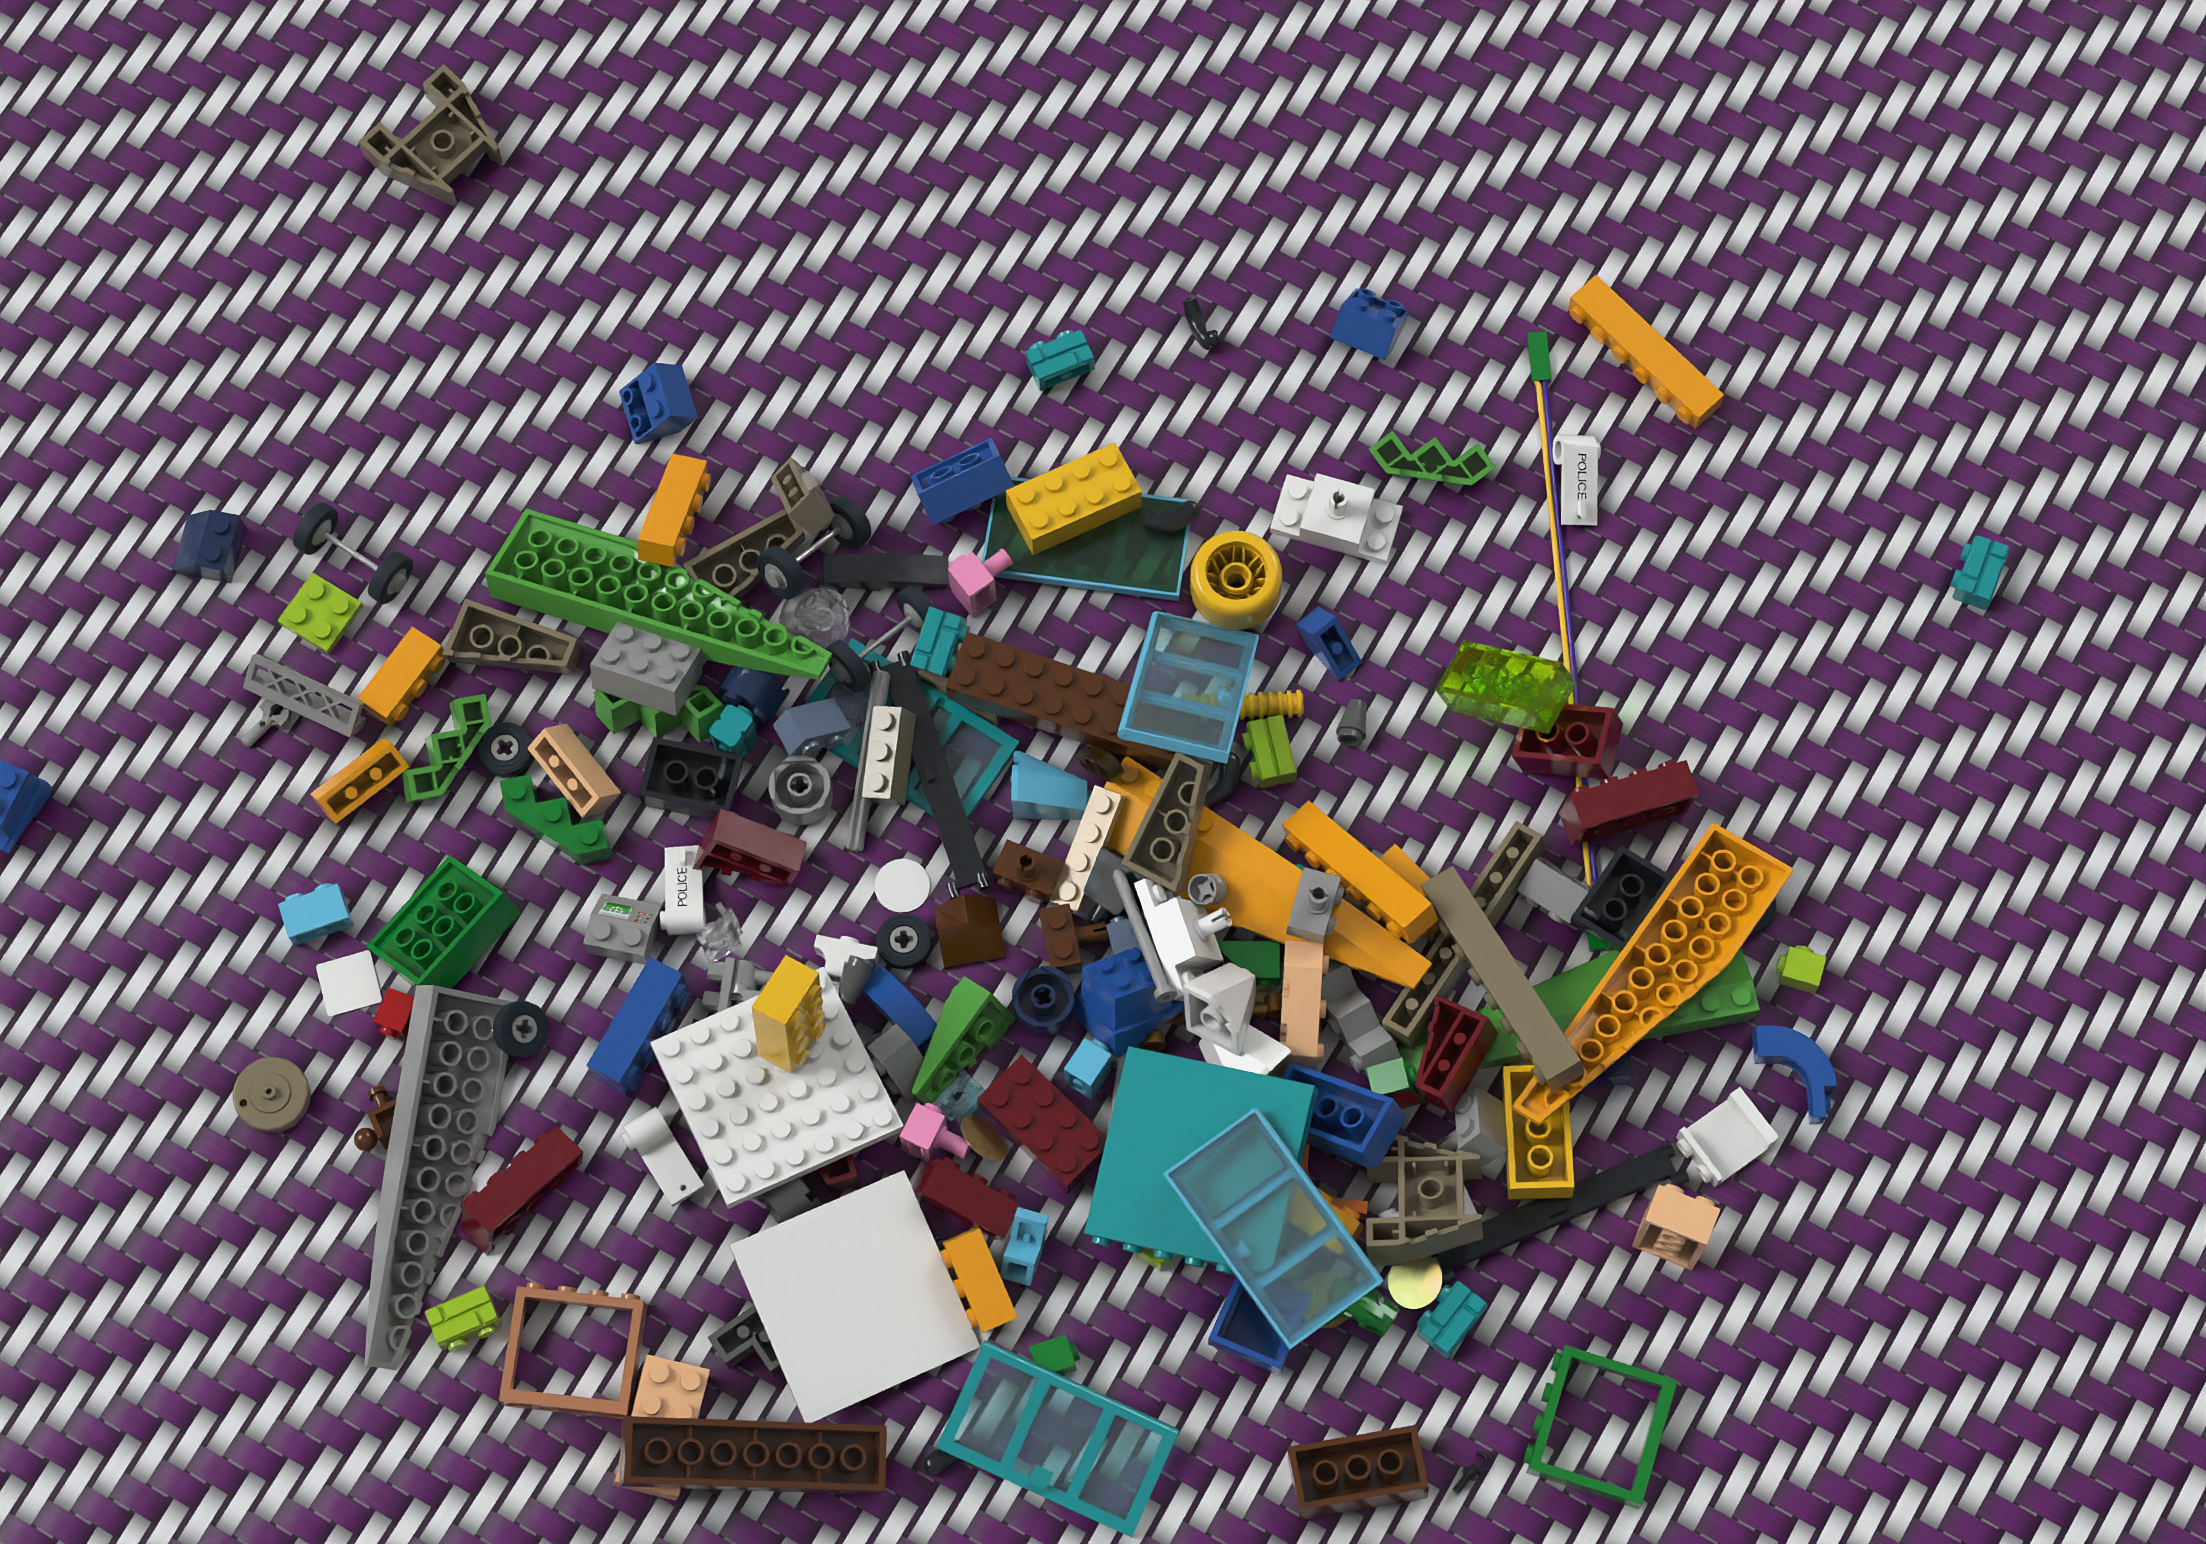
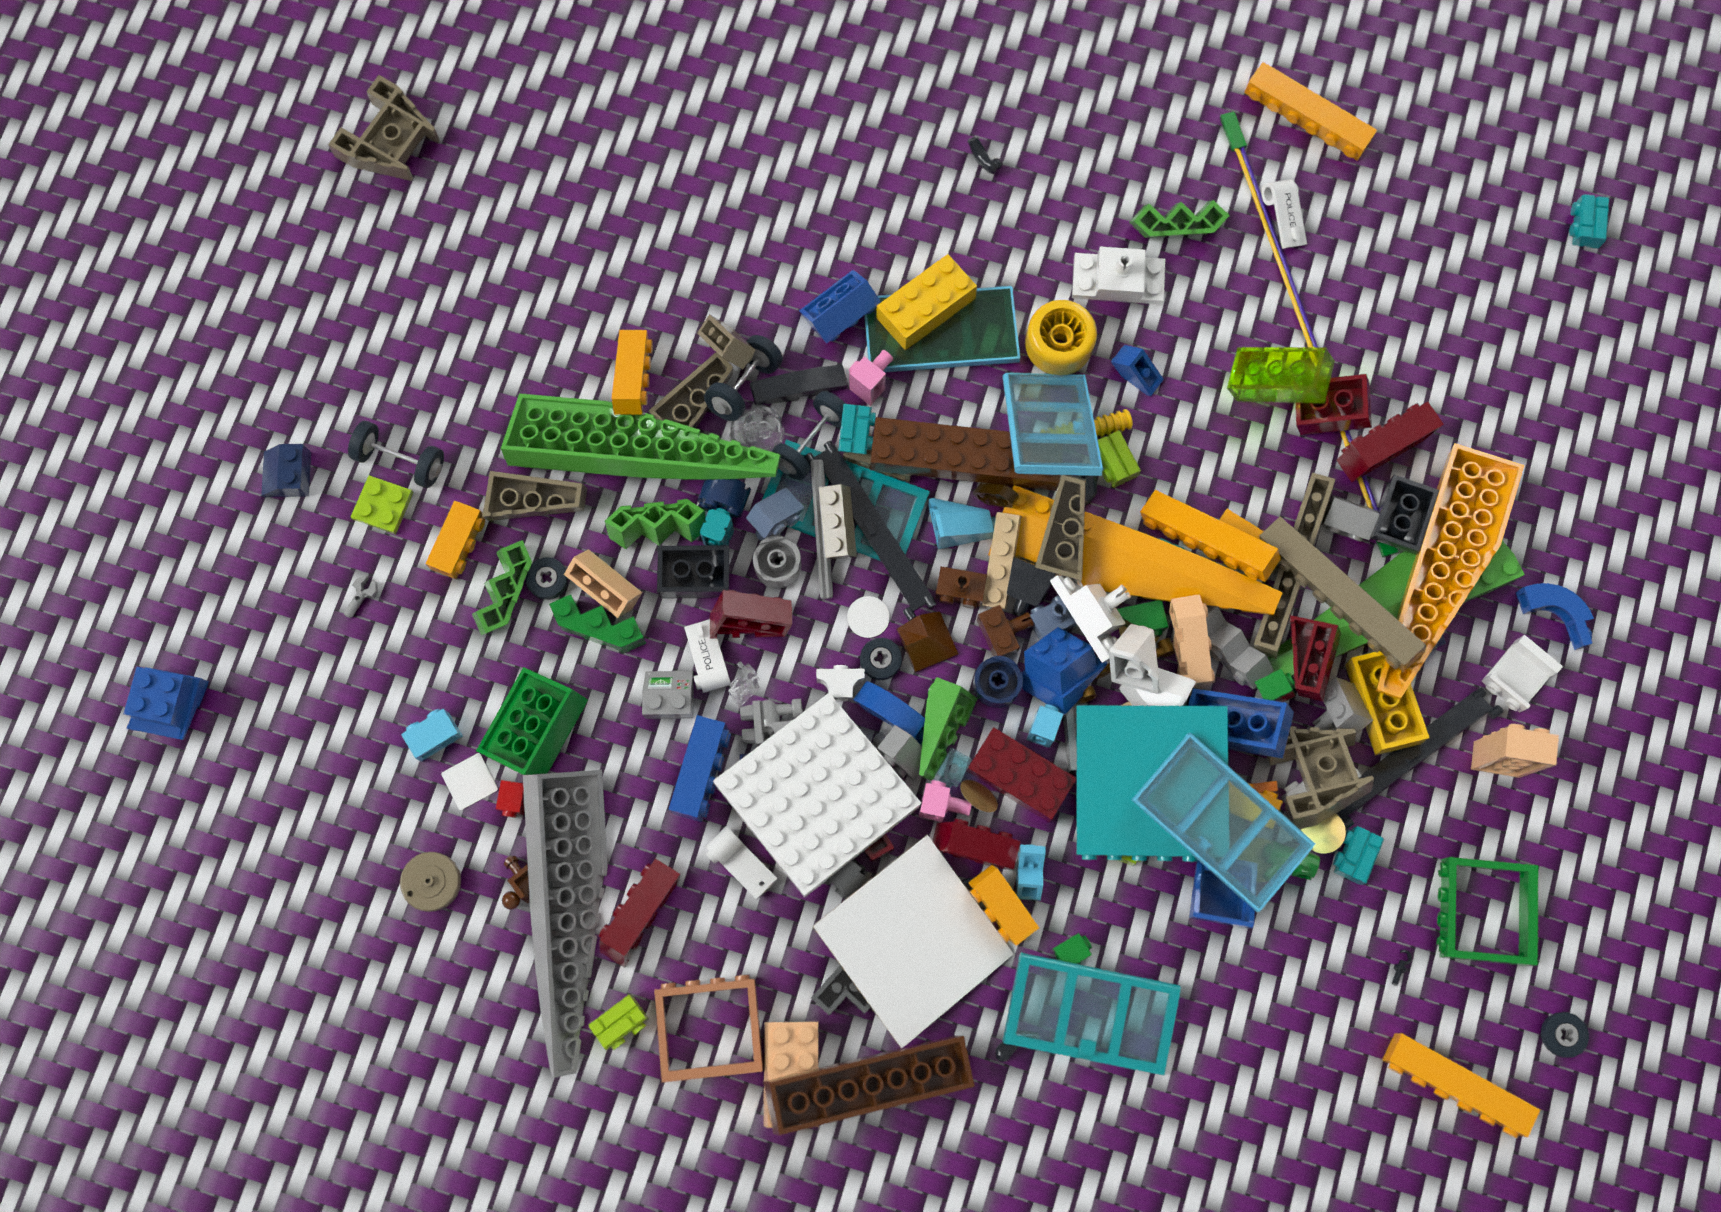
camera: 15 degrees left, 5 degrees up
(300, 699) = (384, 574): light grey fence -> none
(359, 780) = (441, 625): light orange brick -> none
(510, 1039) = (598, 789): black bush -> none
(646, 668) = (640, 495): light grey brick -> none
(658, 403) = (599, 294): blue slope -> none
(788, 1015) = (819, 740): yellow brick -> none
(854, 978) = (854, 696): dark grey cone -> none
(1059, 359) = (888, 202): teal brick -> none
(1164, 991) = (1094, 658): light grey bar -> none
(1174, 521) = (1003, 304): black arm -> none
(1200, 888) = (1098, 574): light grey wheel -> none
(1314, 905) = (1188, 568): light grey brick -> none
(1352, 726) = (1170, 426): dark grey cone -> none
(1357, 1472) = (1321, 988): reddish brown brick -> none
(1370, 323) = (1107, 130): blue slope -> none
(1800, 968) = (1541, 537): lime brick -> none

